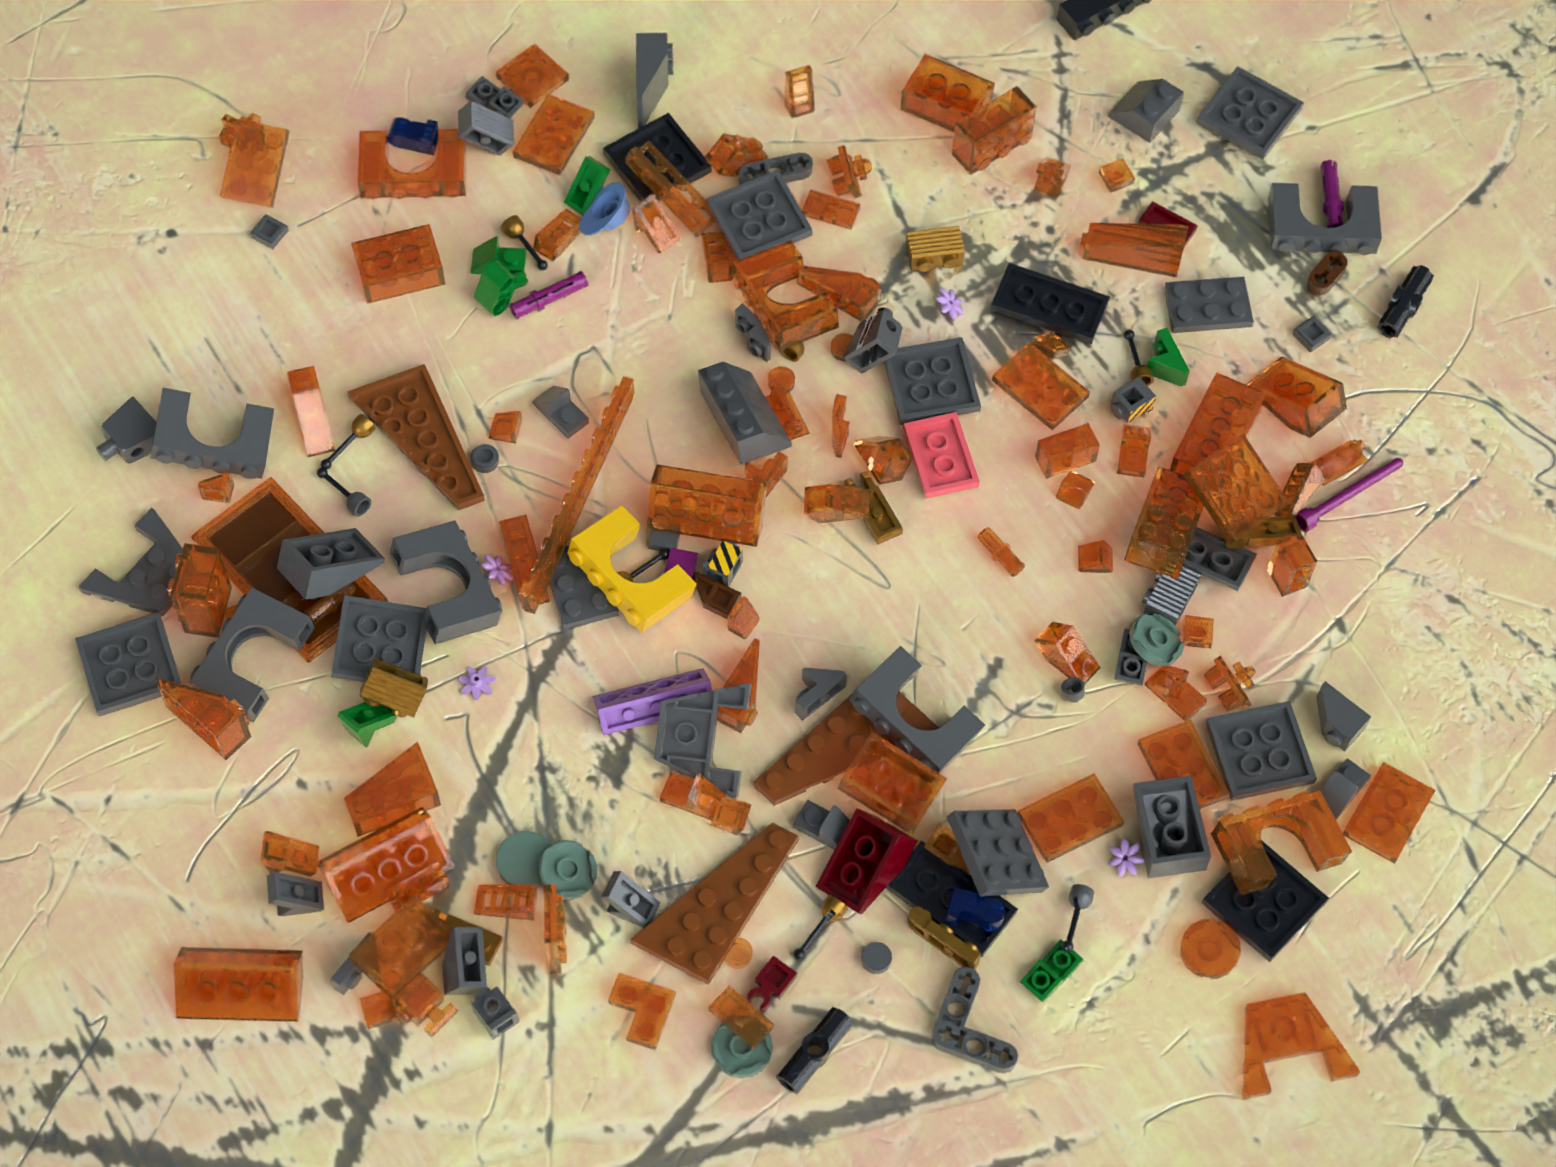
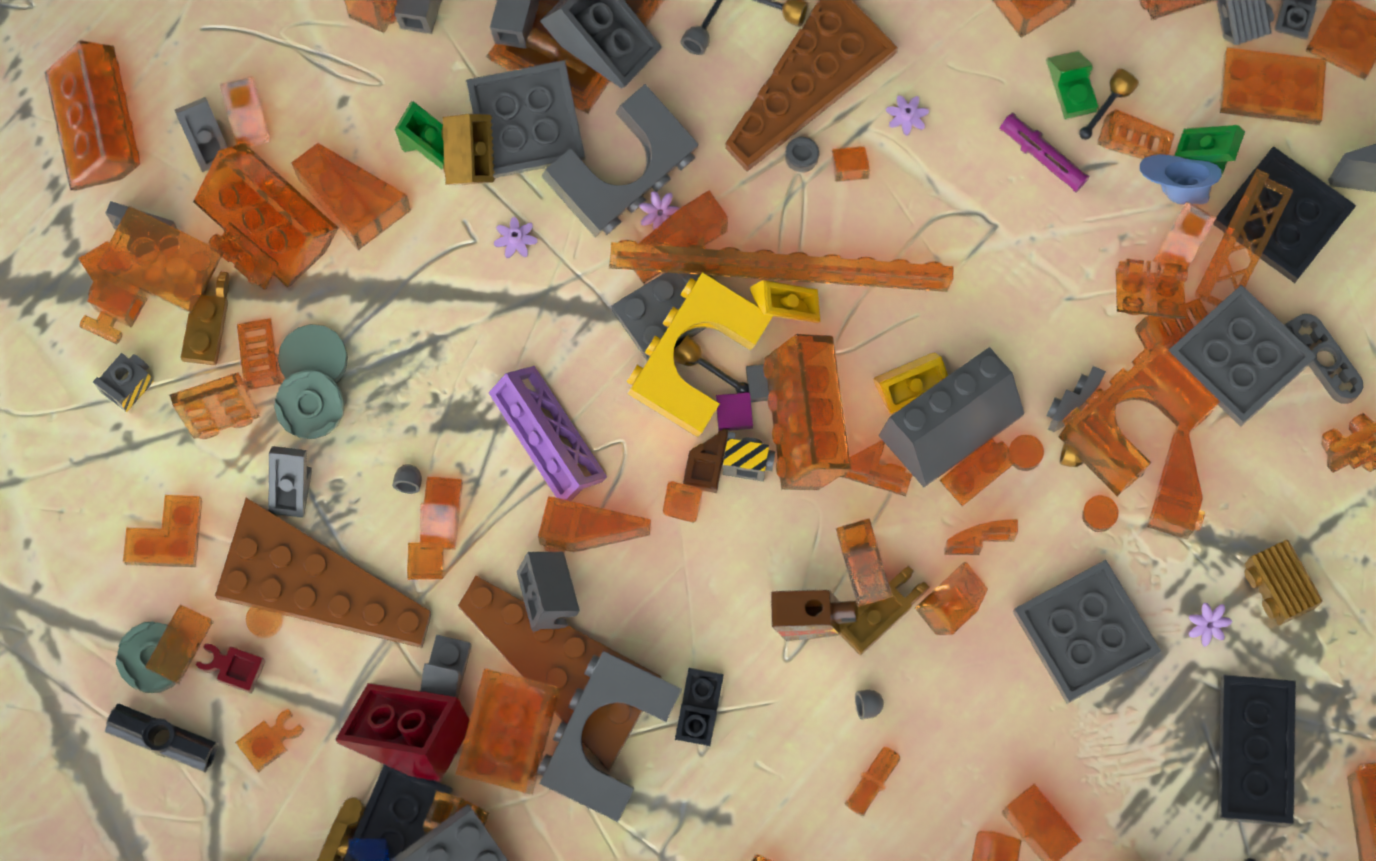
camera: 75 degrees right, 10 degrees up
(464, 962) = (162, 330): dark grey slope -> none
(479, 377) = (907, 114): none -> lavender plant
(497, 287) = (1026, 90): green beam -> none
(561, 411) = (892, 216): dark grey slope -> none
(609, 495) = (787, 300): none -> yellow slope
(656, 812) = (407, 479): none -> dark grey hinge
(686, 257) = (1151, 292): none -> clear orange hinge
(689, 731) = (506, 484): dark grey wing -> none
(699, 437) = (910, 381): none -> yellow slope
(733, 152) = (1328, 299): clear orange slope -> none
(785, 729) = (547, 590): none -> dark grey hinge
(823, 686) = (619, 620): dark grey slope -> none
(831, 209) = (1295, 441): clear orange plate -> none
(832, 911) = (337, 709): hinge -> none
(842, 972) = (265, 744): none -> clear orange plate
(864, 557) = (798, 614): none -> reddish brown torso
(874, 341) = (1113, 544): dark grey torso -> none
(876, 958) = (296, 777): dark grey tile -> none
(918, 649) = (699, 706): none -> black slope
(941, 455) = (983, 671): coral plate -> none
(941, 538) = (868, 703): none -> dark grey hinge
(1040, 386) = (1128, 770): clear orange plate -> none
(1051, 345) = (1191, 768): clear orange plate -> none

